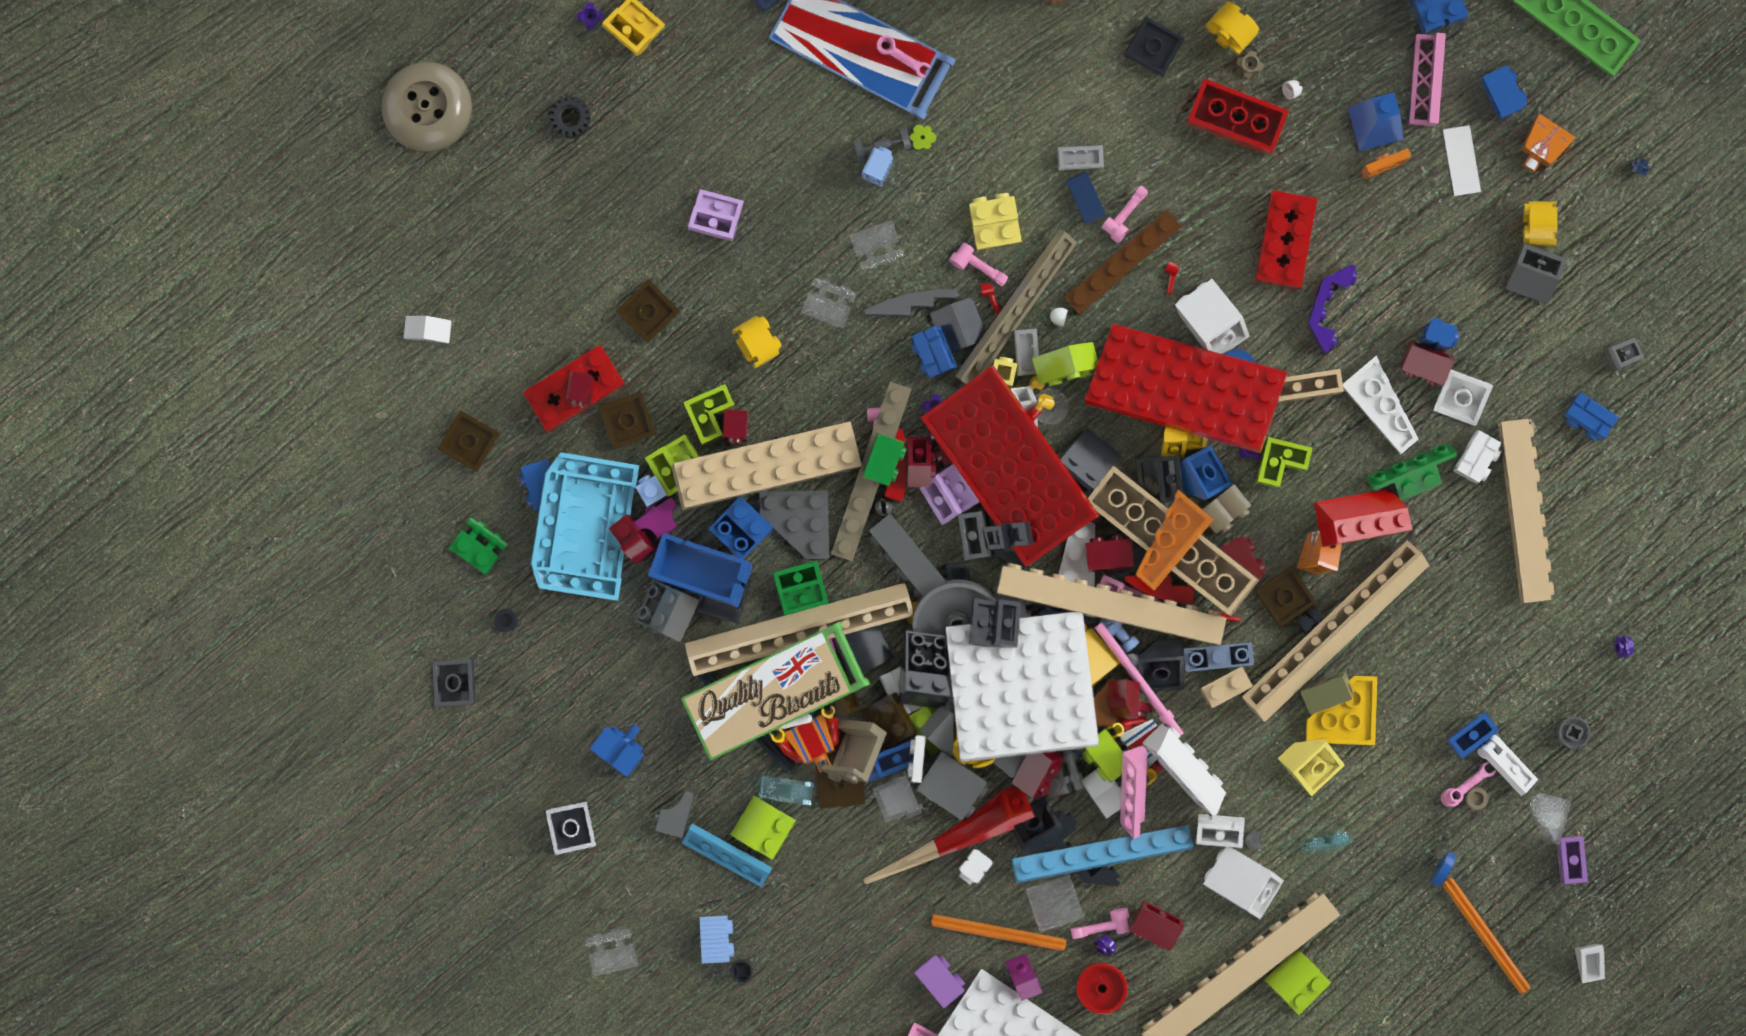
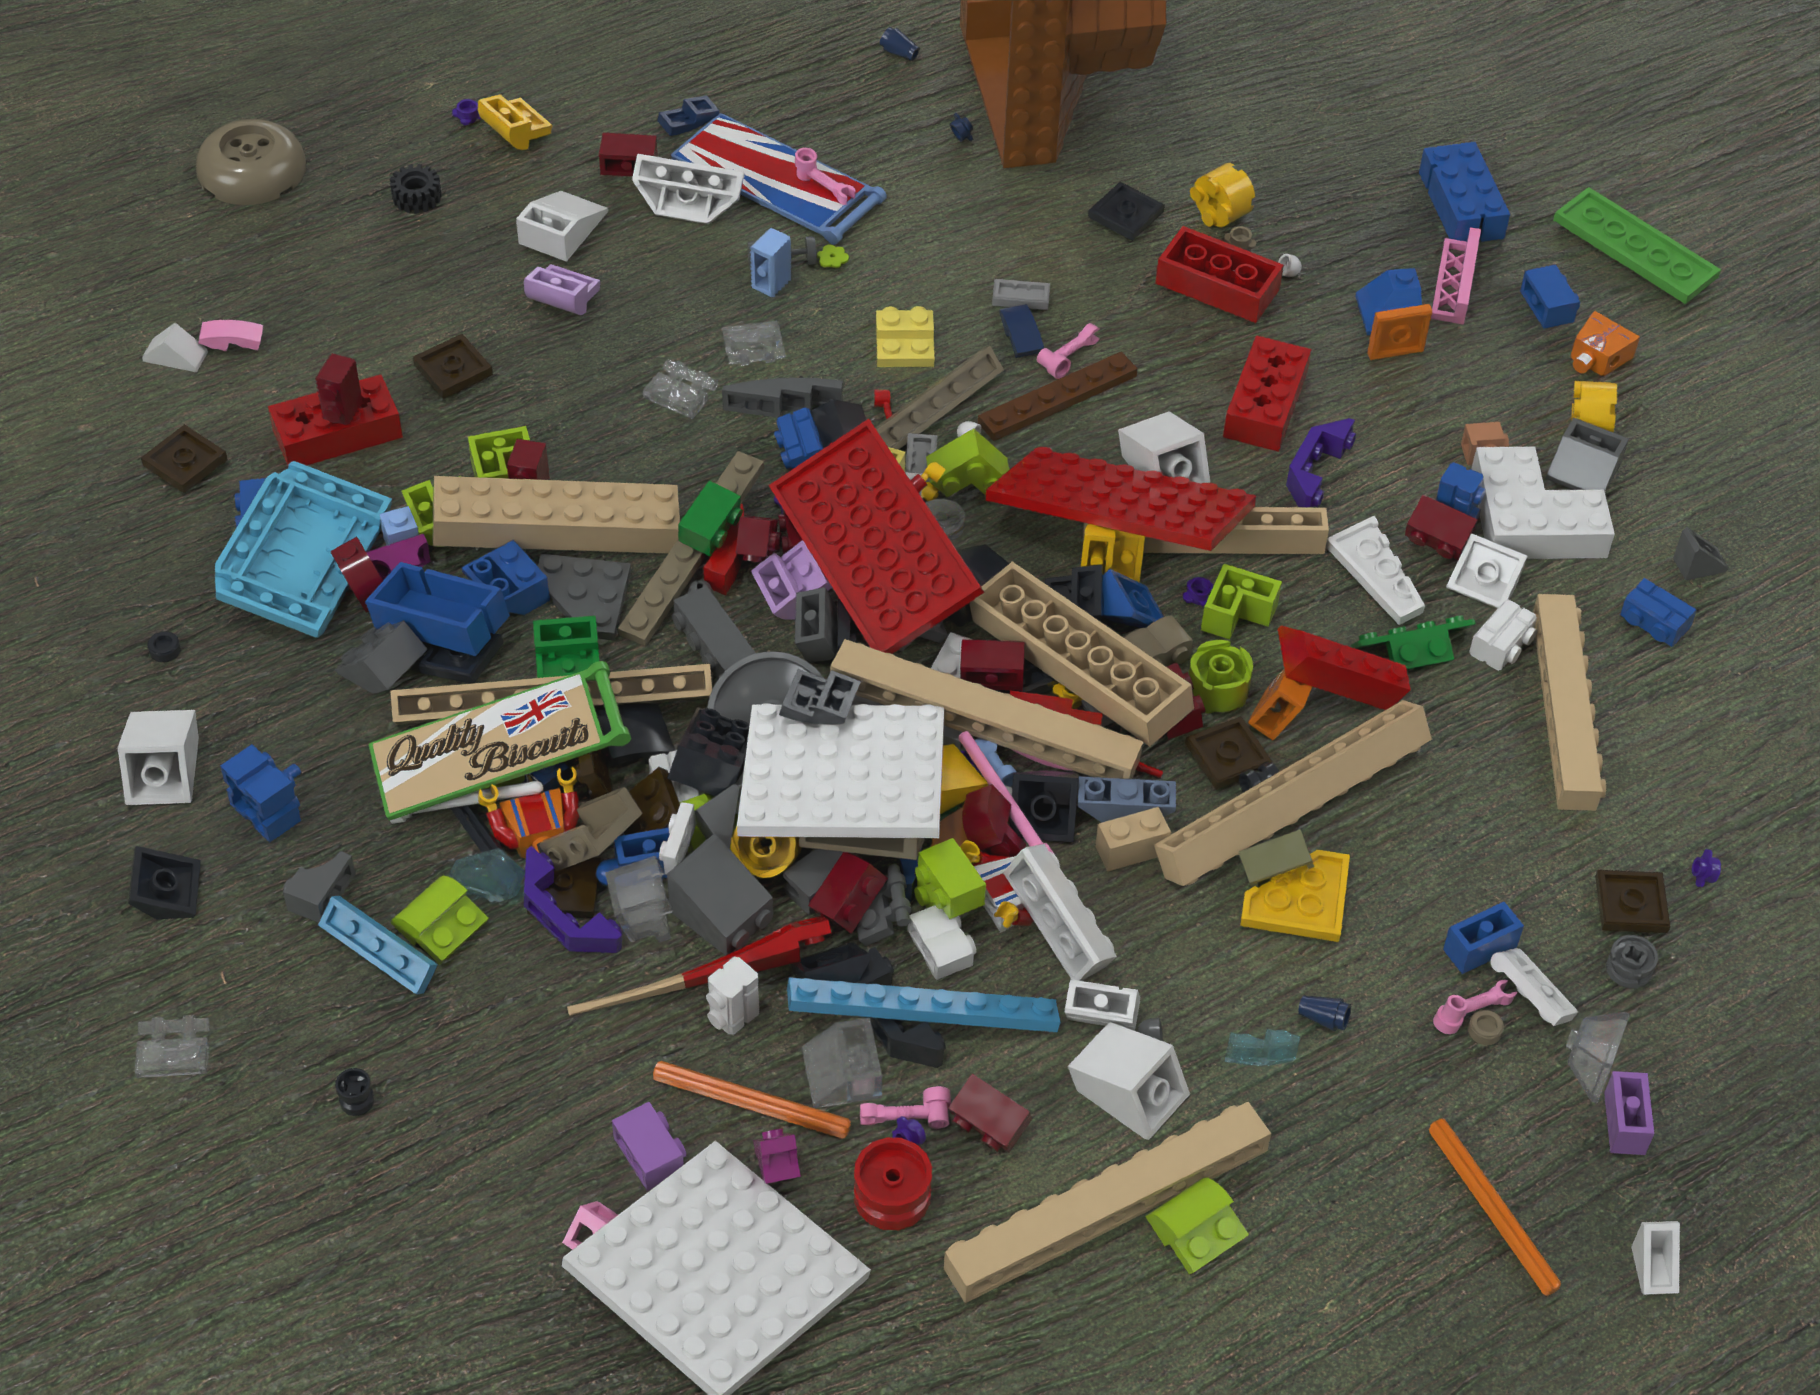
camera: 10 degrees right, 35 degrees down
(454, 682) = (67, 700): black slope -> none
(467, 306) = (219, 333): none -> bright pink slope
(473, 551) = (150, 571): green plate -> none
(535, 723) = (159, 757): none -> white slope
(627, 420) = (392, 463): dark brown plate -> none
(698, 138) = (558, 223): none -> white slope
(715, 939) = (328, 1045): light blue brick -> none
(735, 49) = (620, 151): none -> dark red brick
(756, 341) = (579, 400): yellow brick -> none
(793, 86) = (686, 188): none -> white wedge
(872, 825) = (595, 936): none -> dark purple slope
(964, 256) = (862, 363): bright pink brick -> none
(1007, 535) = (858, 614): black slope -> none
(1133, 790) = (982, 920): bright pink fence -> none
(1171, 269) = (1119, 408): red hand -> none
(1177, 534) = (1088, 626): orange wing -> none
(1278, 522) = (1221, 675): none -> lime brick
(1311, 763) = (1246, 945): light yellow slope -> none
(1369, 806) = (1326, 1011): none -> dark blue cone
(1443, 868) = (1432, 1098): blue piece -> none
(1456, 264) = (1482, 435): none -> nougat brick
(1461, 160) = (1495, 358): white sticker -> none
(1489, 340) = (1537, 520): none -> white piece
(1573, 681) = (1632, 901): none -> dark brown plate
(1640, 166) = (1721, 381): dark blue plate -> none

